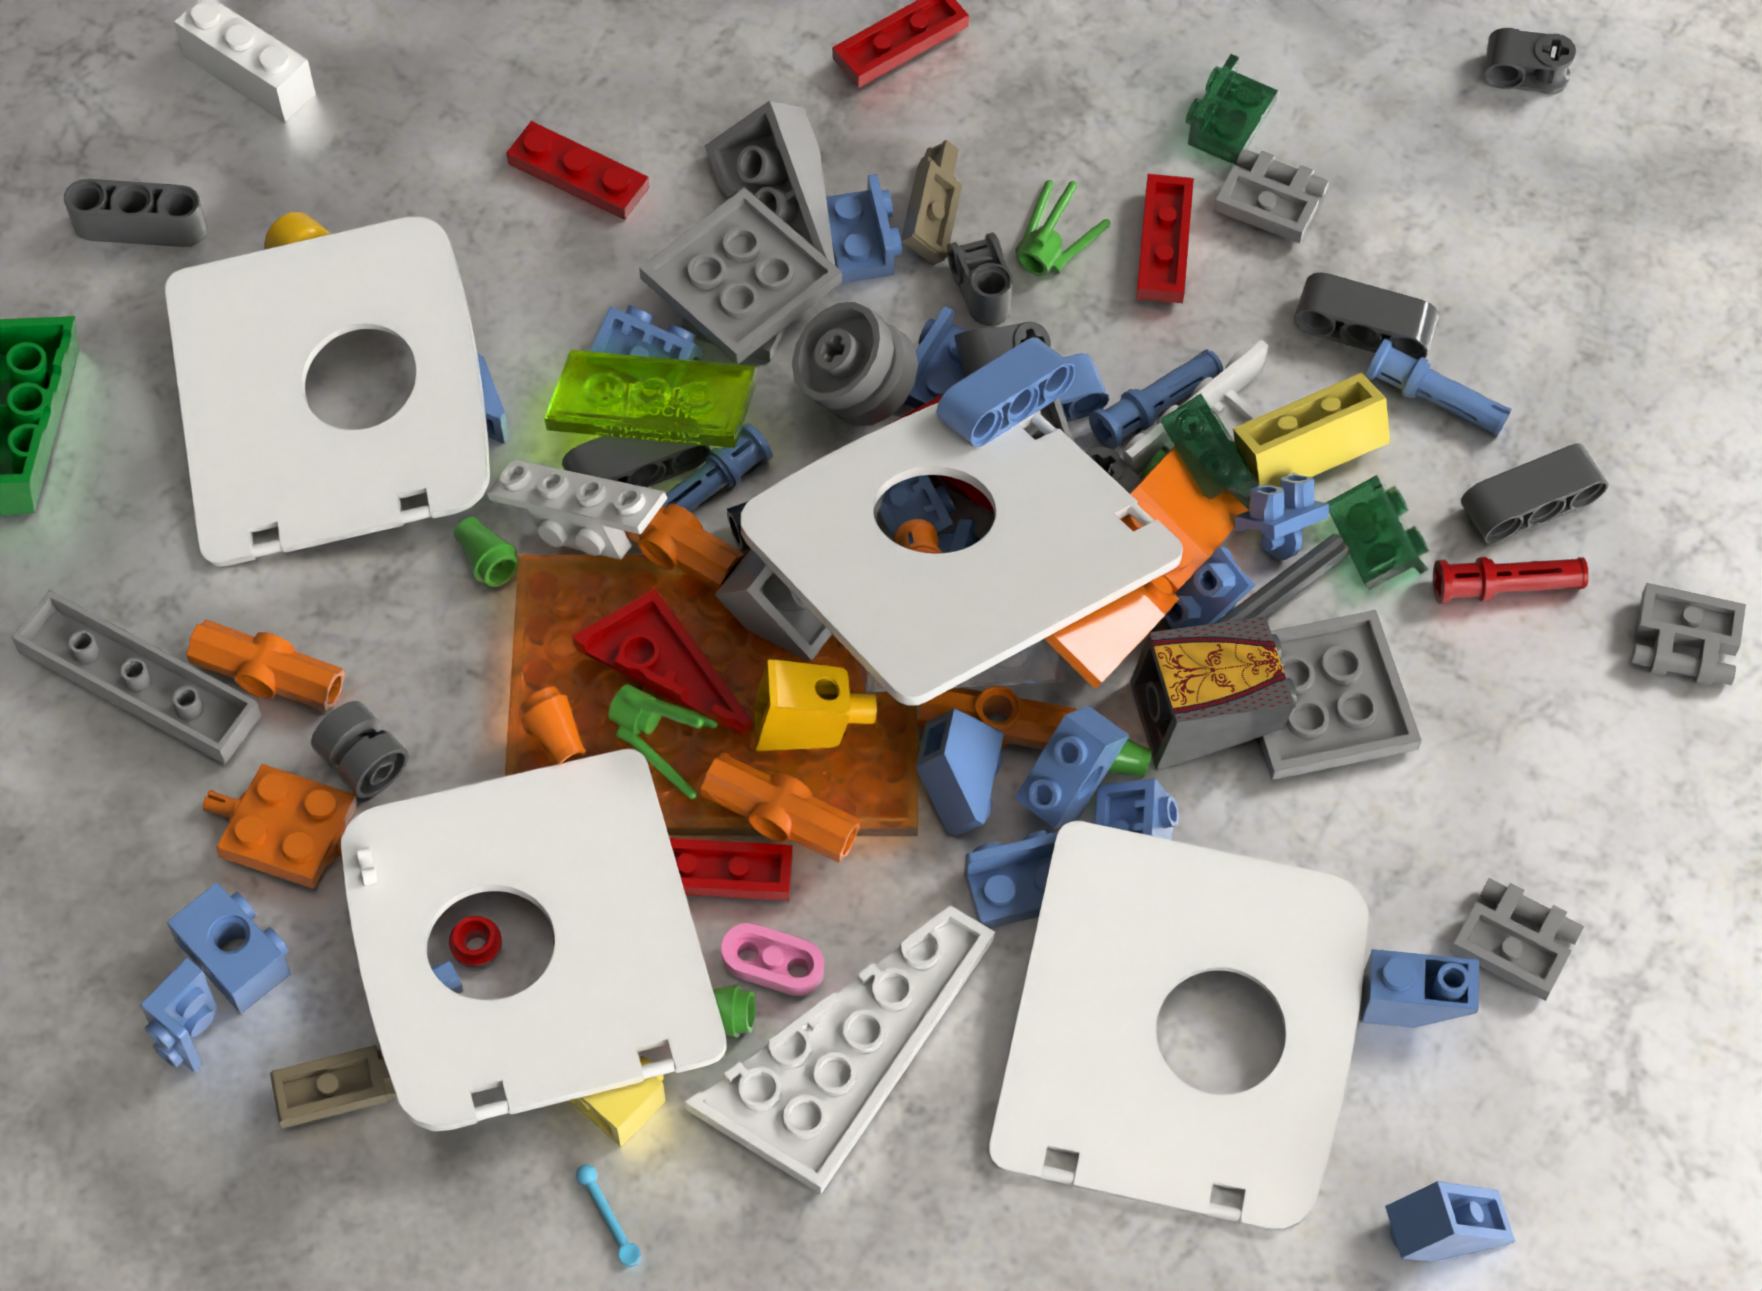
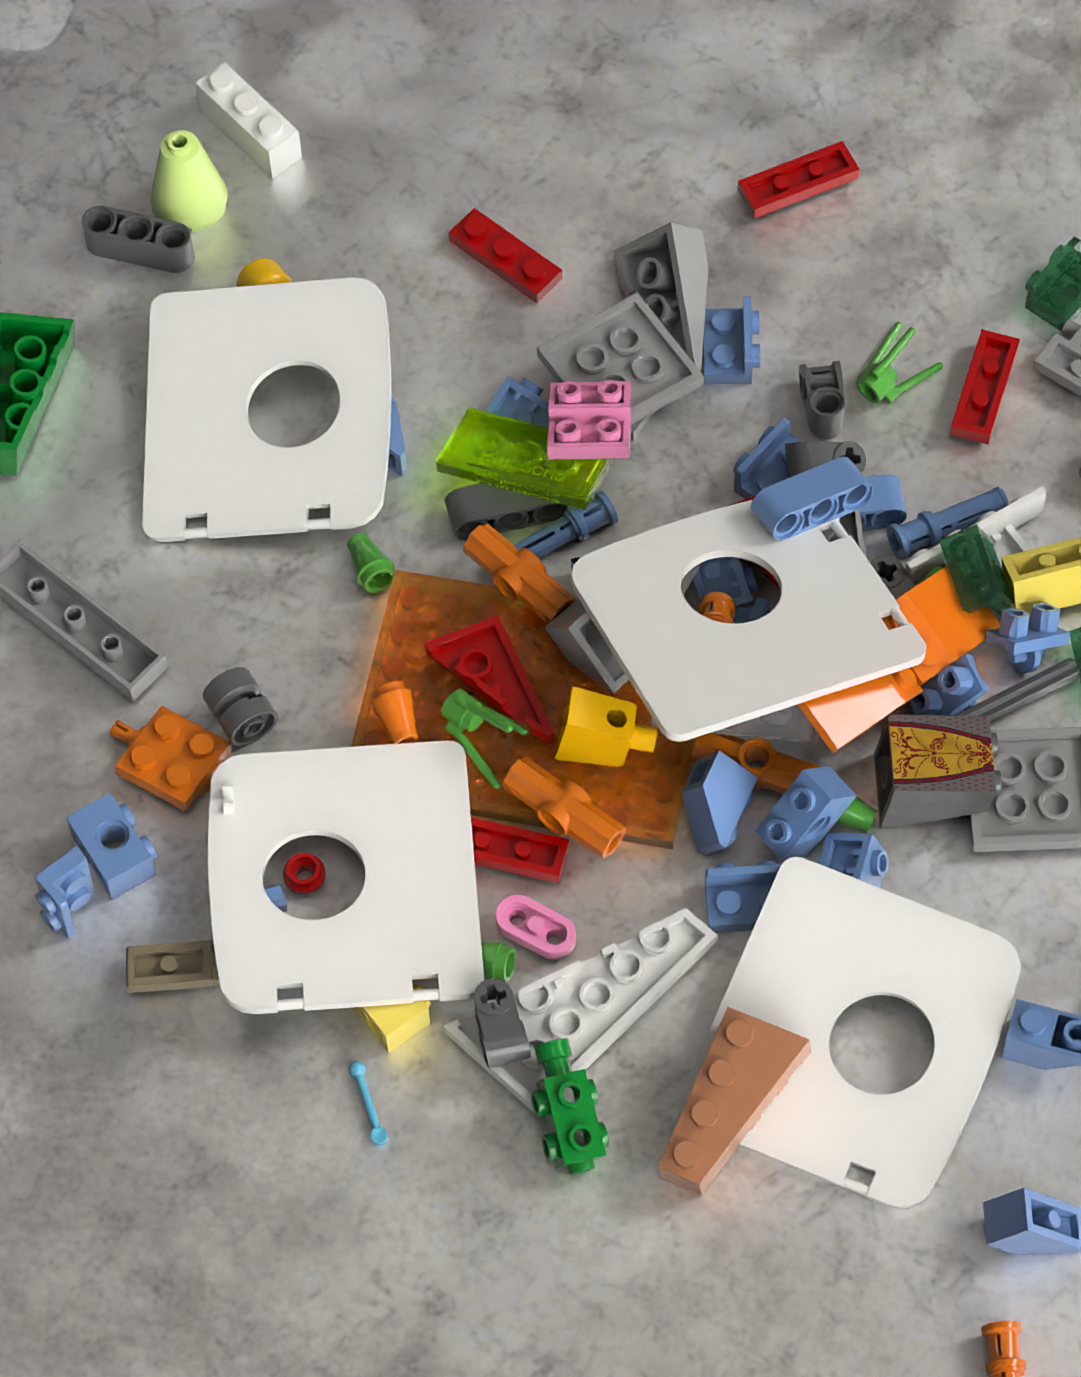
camera: 15 degrees right, 0 degrees up
(184, 138) = (187, 183): none -> yellowish green cone
(265, 665) = (178, 627): orange piece -> none
(578, 507) = (448, 539): white bracket -> none
(719, 342) = (589, 420): none -> bright pink slope
(759, 1096) = (500, 1029): none -> dark grey piece
(854, 364) = (698, 455): light grey wheel -> none
(857, 1193) = (566, 1118): none -> green brick
(933, 204) = (795, 328): dark tan hinge -> none
(1058, 1115) = (734, 1087): none -> nougat wedge

